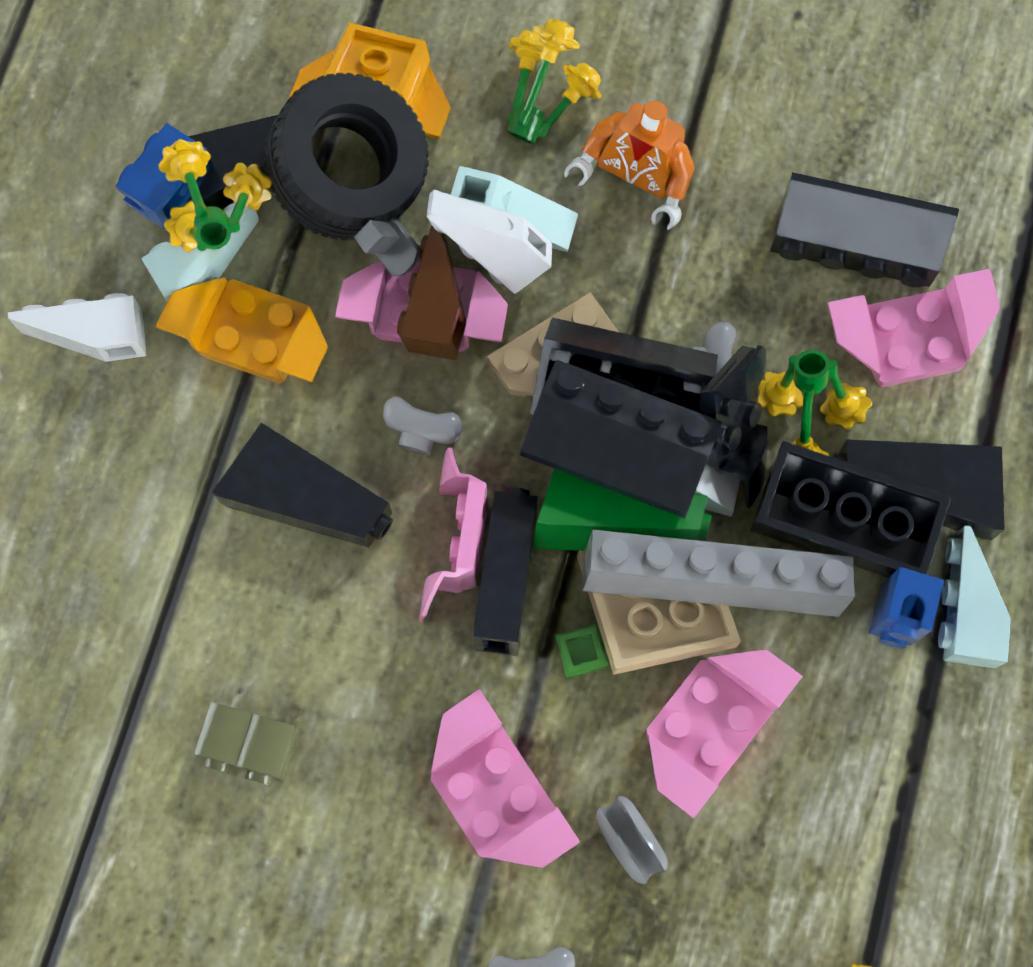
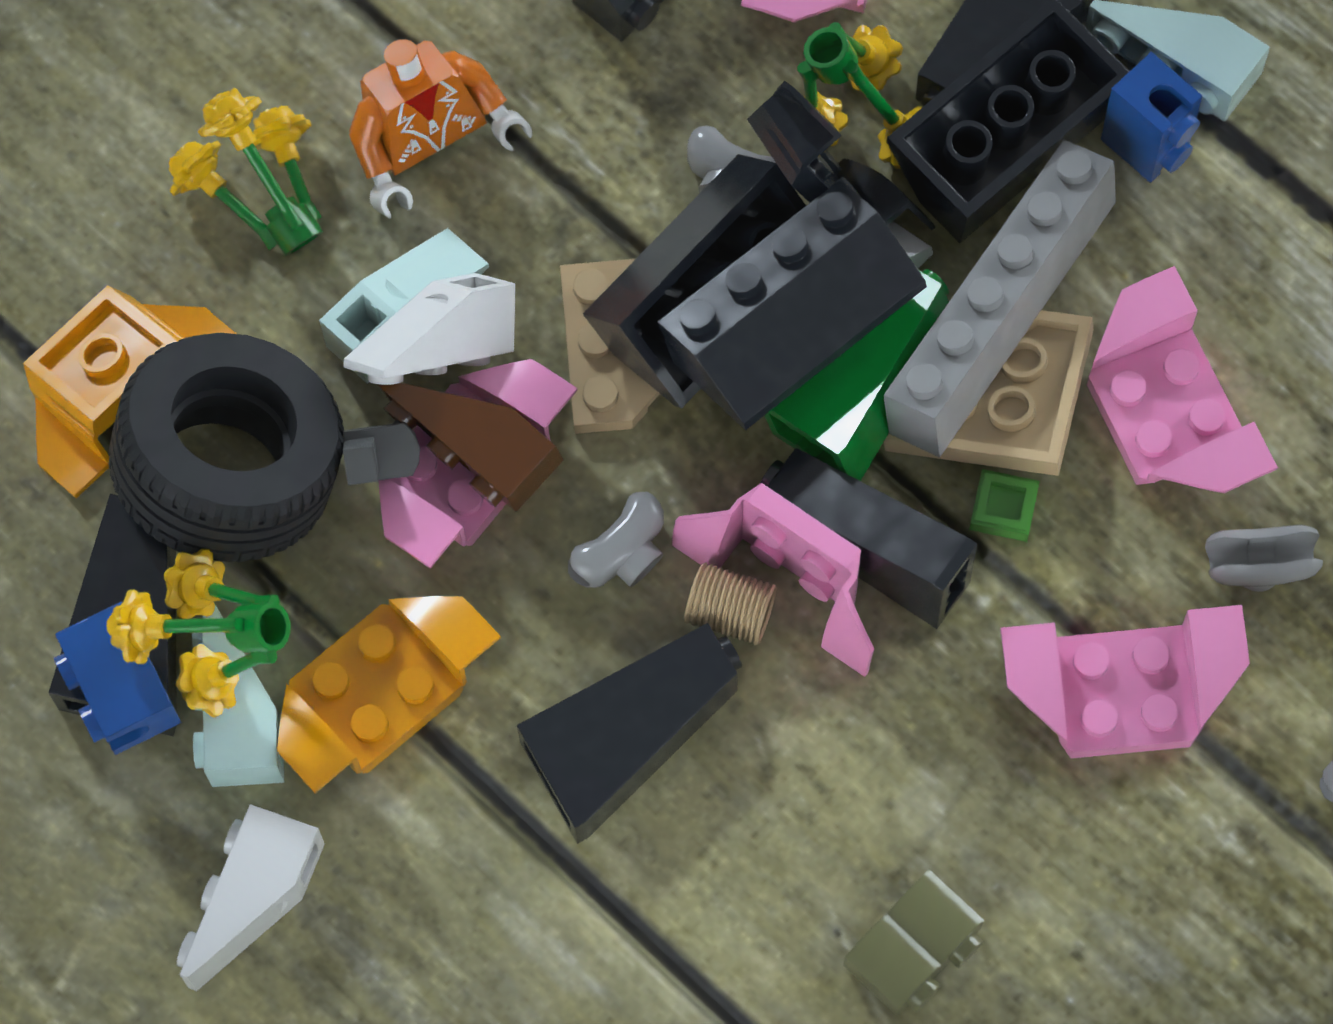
camera: 60 degrees left, 5 degrees down
(416, 511) = (730, 603): none -> tan piece

